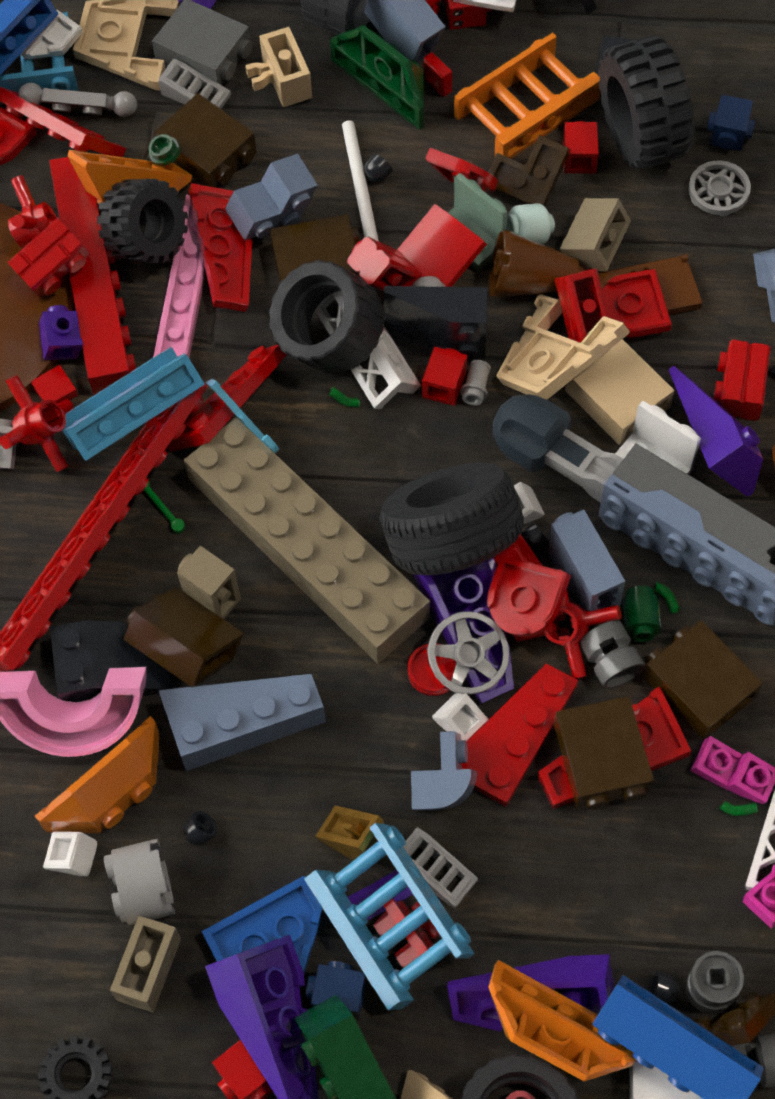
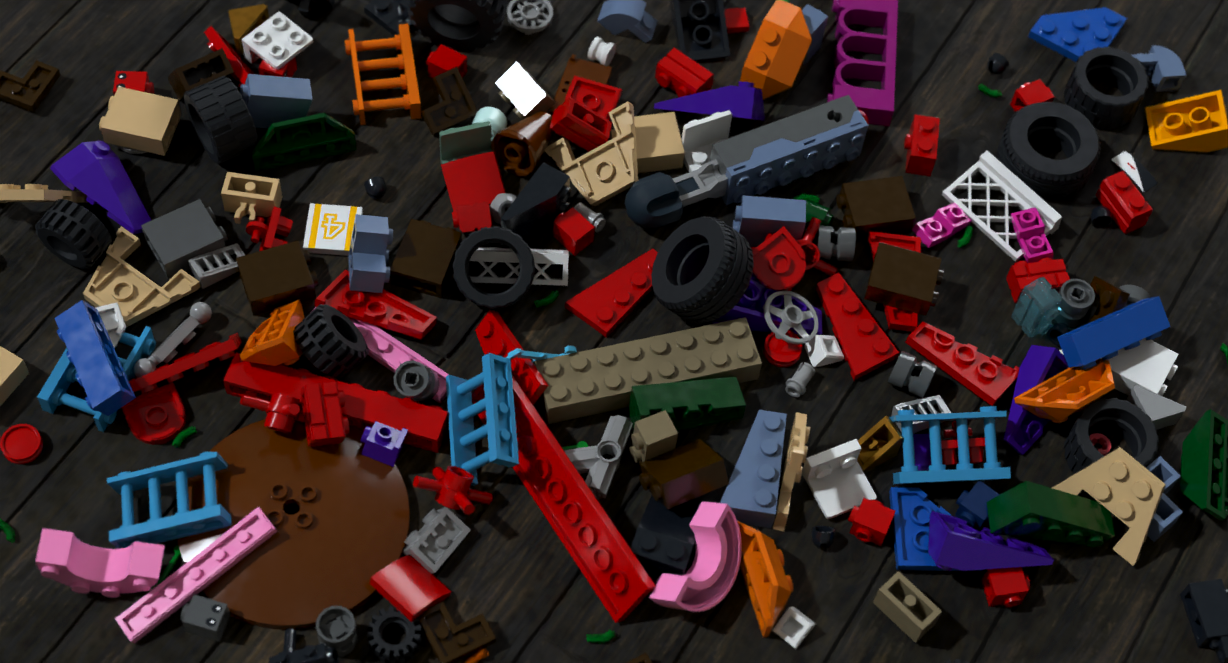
camera: 70 degrees left, 5 degrees down
(54, 385) = (416, 467): red tile -> none
(140, 882) = (850, 581): light grey brick -> none
(147, 322) = (422, 383): none -> dark grey wheel
(159, 539) = (590, 458): none -> light grey piece
(164, 150) = (274, 301): dark green plate -> none
(246, 873) = (870, 521): none -> red brick
(256, 103) = (274, 224): none -> red hips
(258, 742) = (792, 469): none -> tan wing
(281, 597) = (689, 402): none -> dark green wedge
(281, 813) = (837, 479): none -> white bracket
(313, 150) = (330, 228): none -> white tile
(359, 180) = (379, 205): white piece -> none
(384, 459) = (615, 296): none -> red wing
(397, 707) = (796, 385): none -> light grey pin
(437, 74) = (328, 107): red tile -> none
(445, 787) = (875, 373): sand blue brick -> none
(451, 166) = (427, 135): red tile -> none
(478, 826) = (903, 370): none -> dark grey wheel
(539, 899) = (974, 370): none -> red wing
(669, 936) = (1037, 307): none -> clear light blue brick
(714, 280) = (601, 51): none -> white wheel
(724, 923) = (1024, 273): none -> red brick

